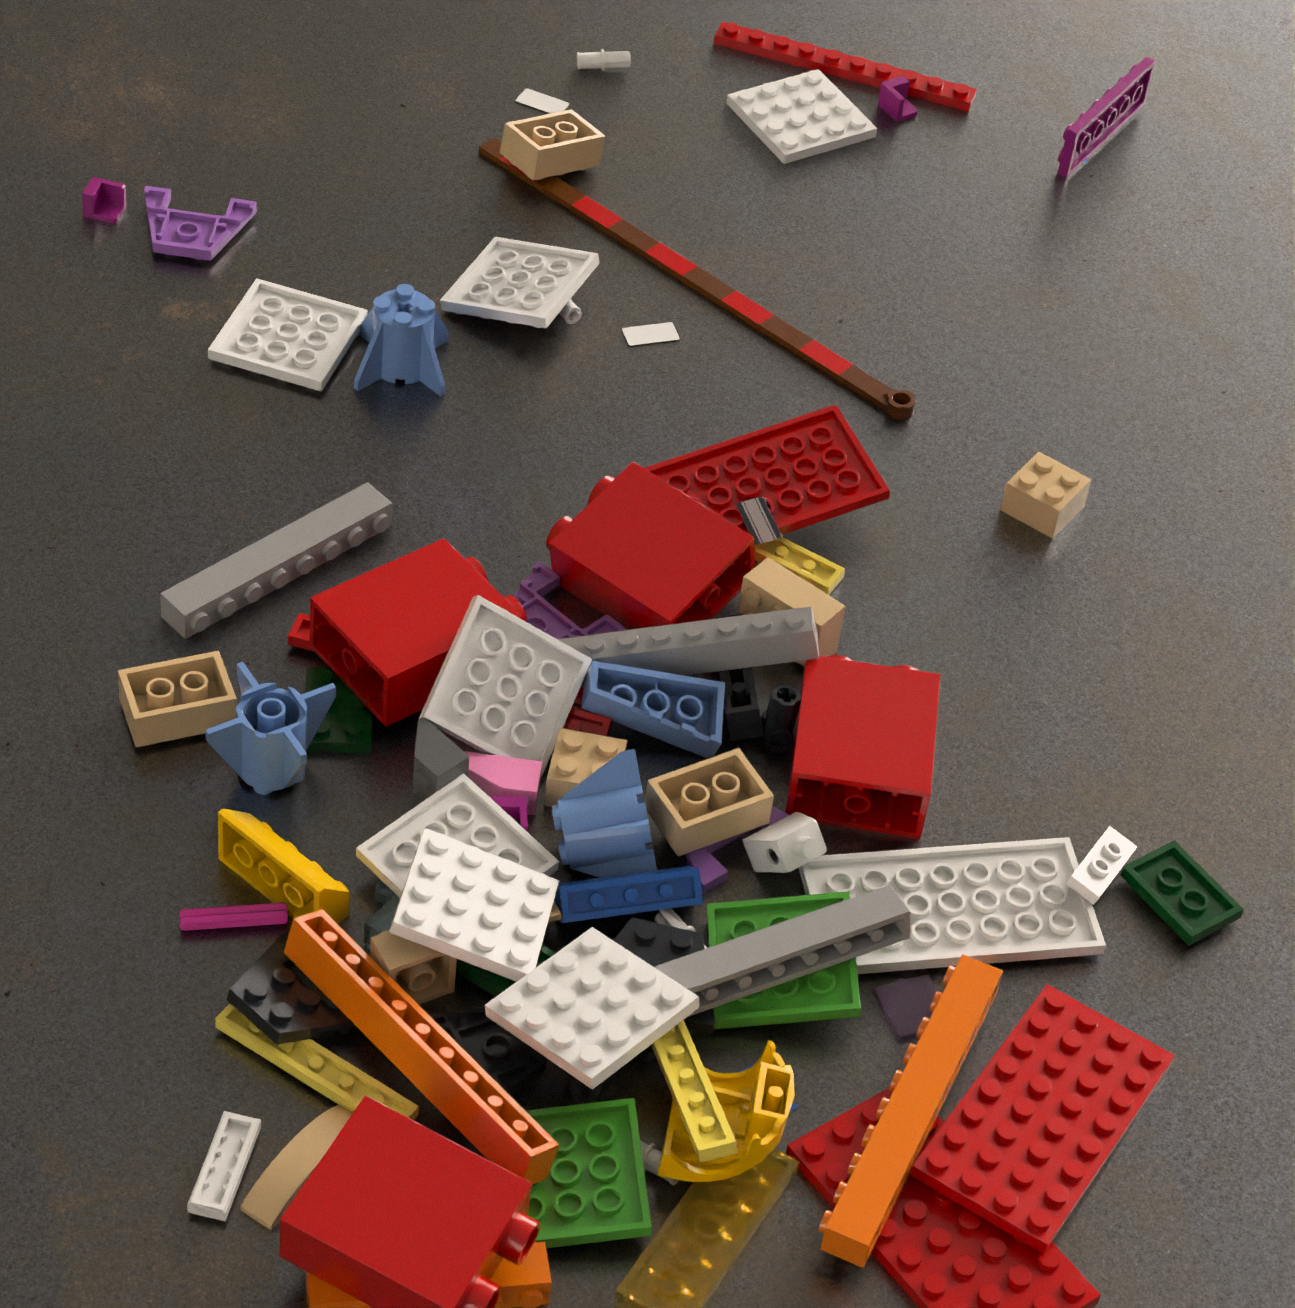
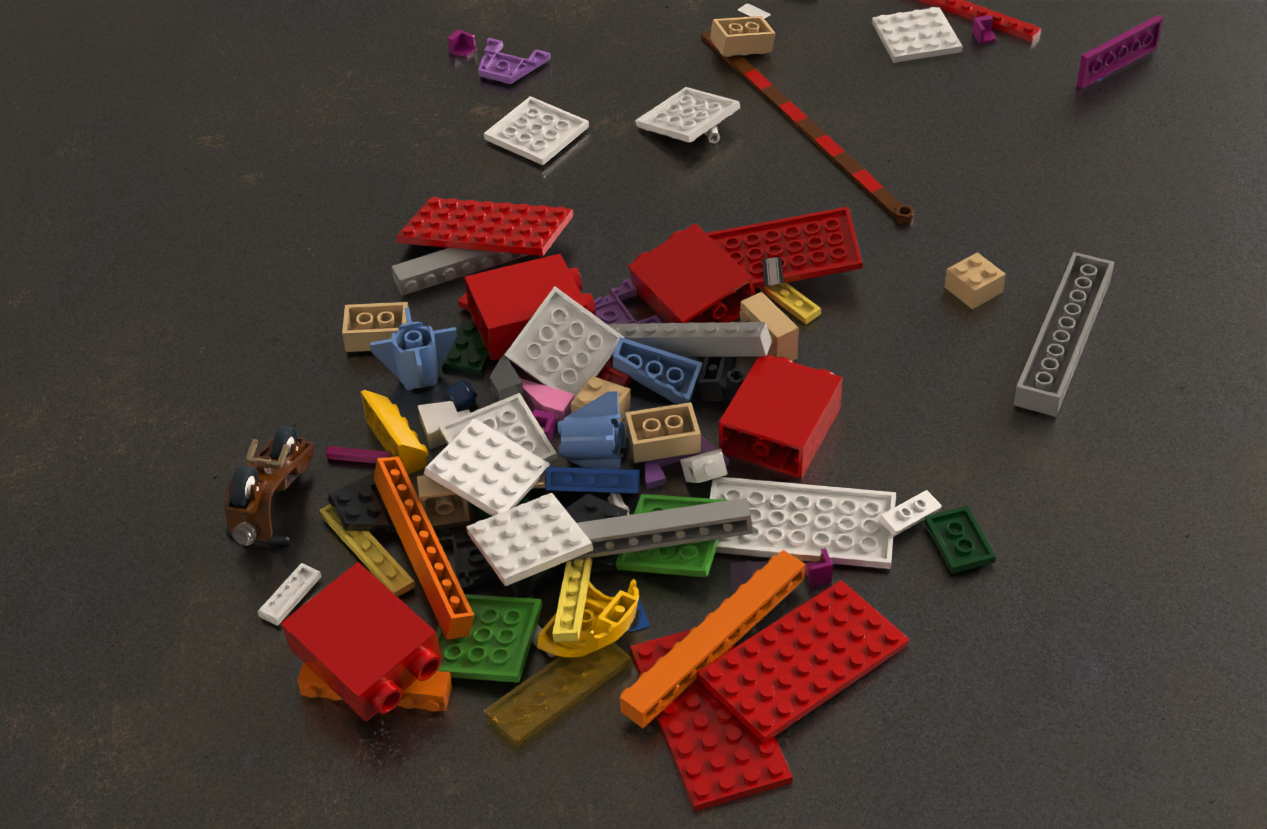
camera: 25 degrees right, 0 degrees up
(126, 1001) = (254, 483): none -> piece
(284, 506) = (486, 226): none -> red plate
(338, 834) = (433, 416): none -> white torso
(361, 792) = (462, 395): none -> dark blue head
(402, 340) = (598, 139): medium blue brick -> none
(650, 333) = (761, 154): white sticker -> none
(1016, 974) = (819, 572): none -> magenta panel
(1202, 560) = (1063, 334): none -> light grey brick

